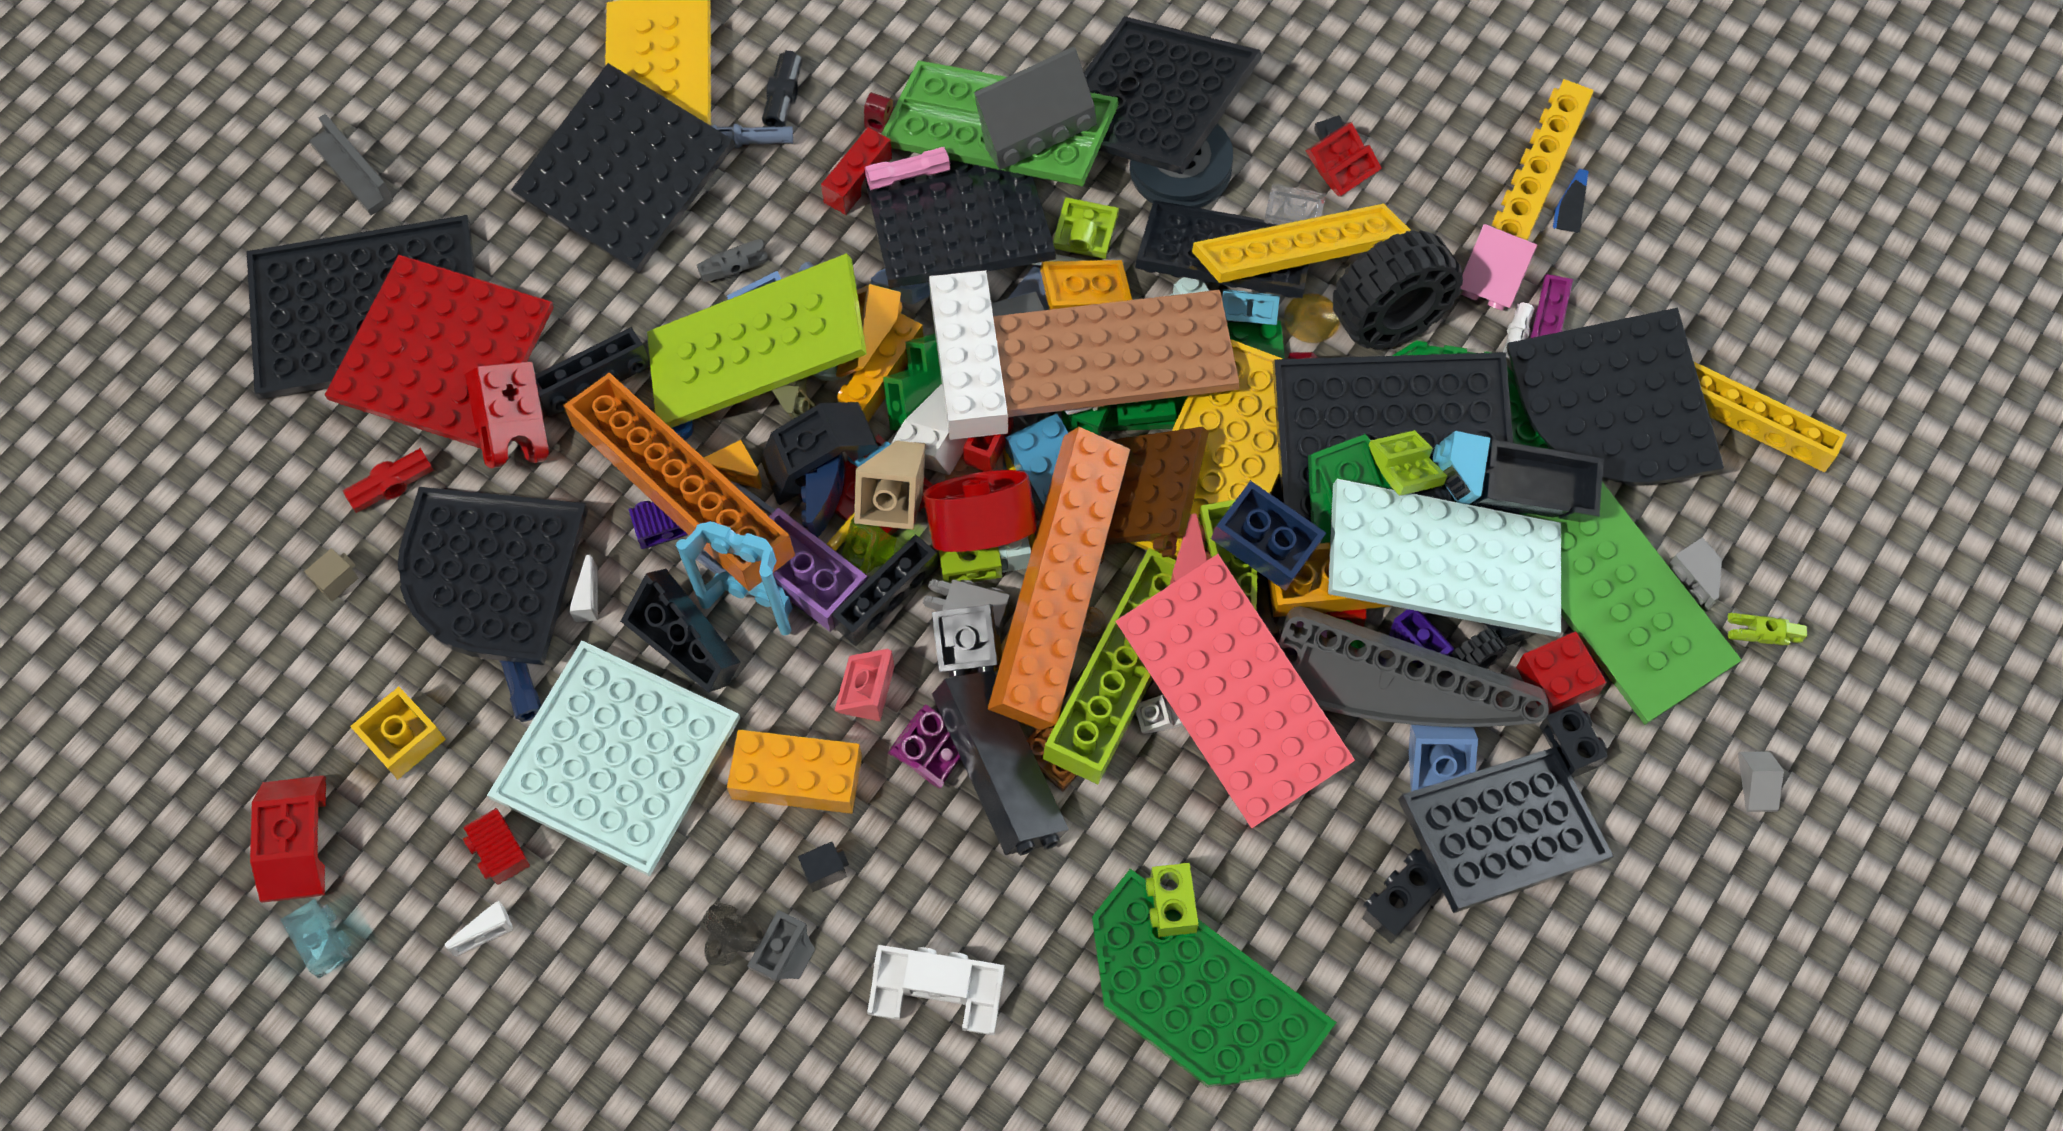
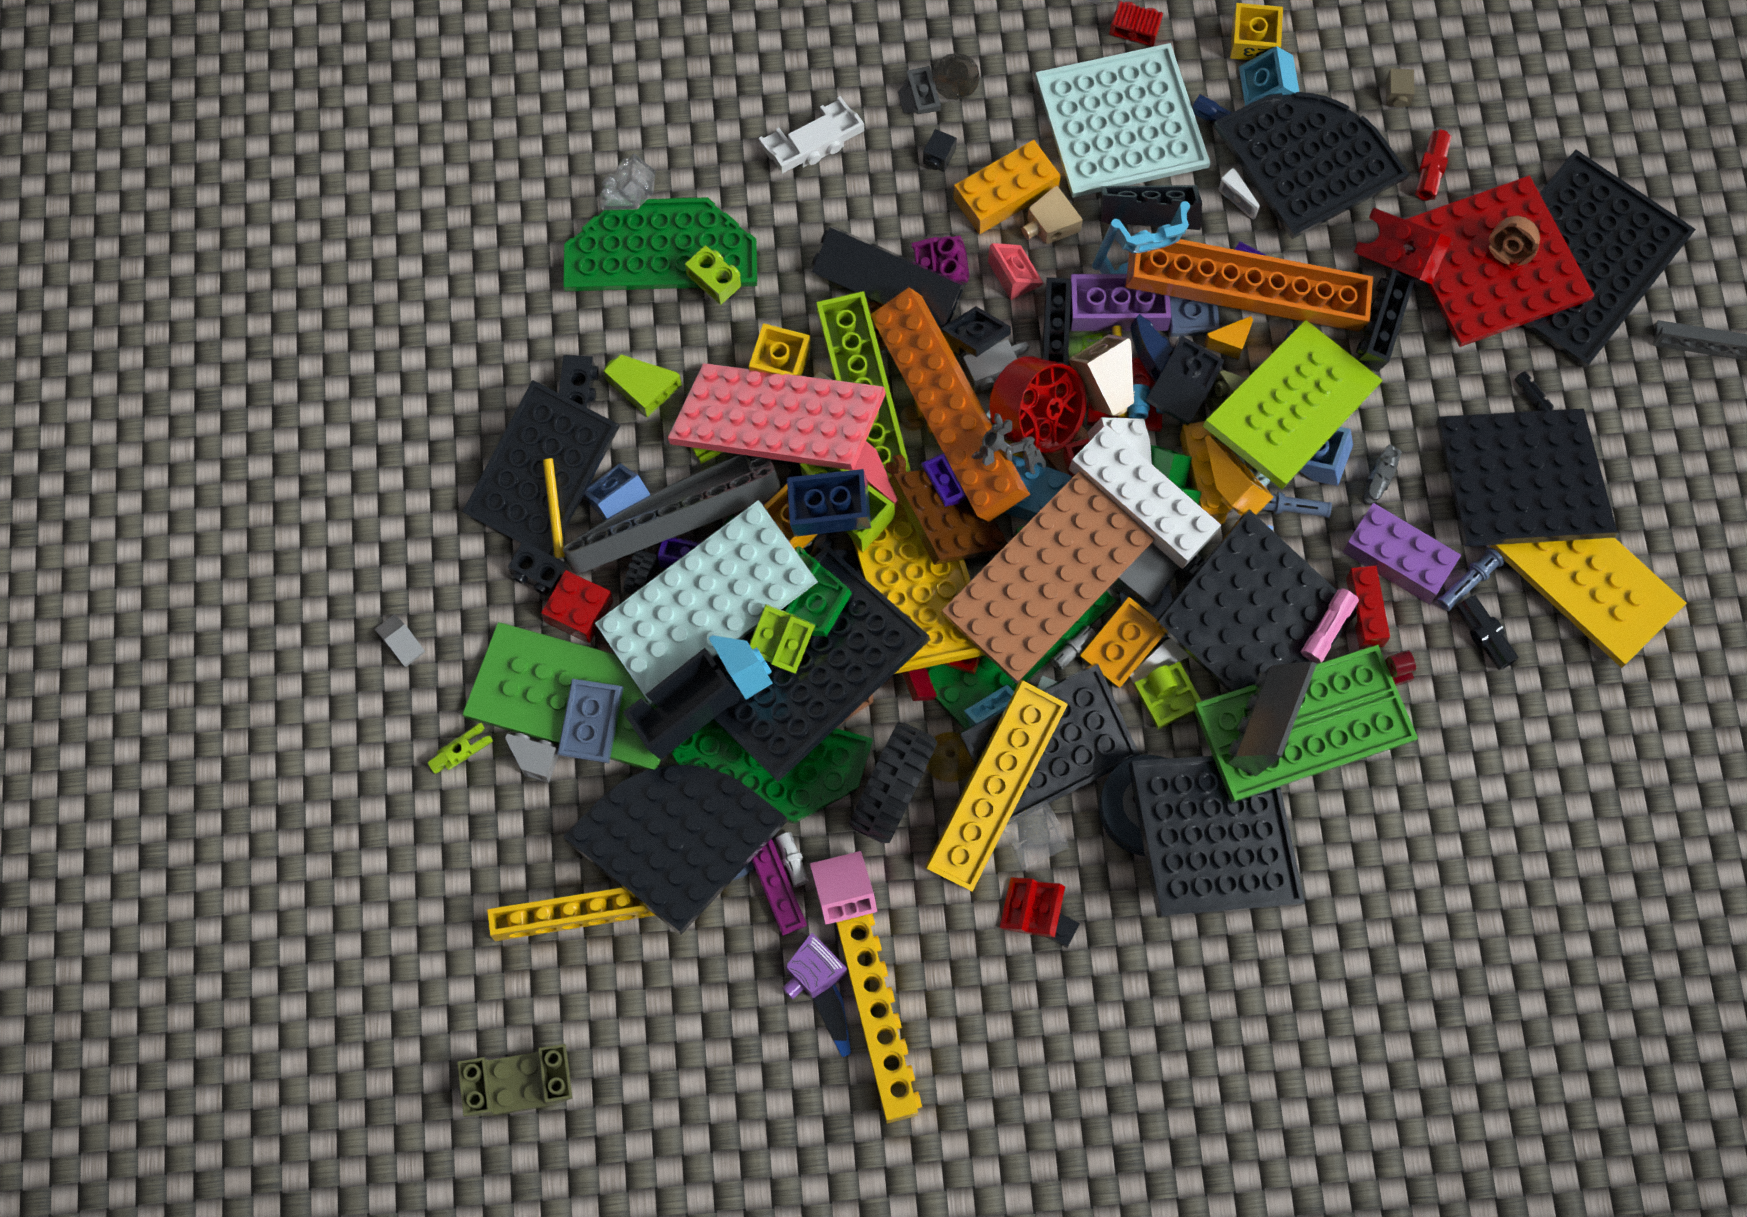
camera: 140 degrees right, 5 degrees up
(410, 331) = (1514, 240): none -> nougat cylinder
(438, 680) = (1268, 75): none -> medium azure slope
(534, 233) = (1533, 392): none -> black axle
(782, 706) = (1052, 218): none -> tan torso
(785, 189) = (1401, 553): none -> medium lavender brick
(1064, 473) = (994, 440): none -> dark grey piece
(1128, 509) = (944, 480): none -> dark purple slope
(1173, 766) = (780, 351): none -> yellow brick
(1183, 1079) = (628, 185): none -> clear slope
(1332, 853) = (641, 383): none -> lime slope
(1521, 776) = (553, 508): none -> yellow bar
(1567, 235) = (813, 969): none -> medium lavender torso
(1626, 552) = (590, 721): none -> sand blue tile
(1889, 329) = (515, 1082): none -> olive slope

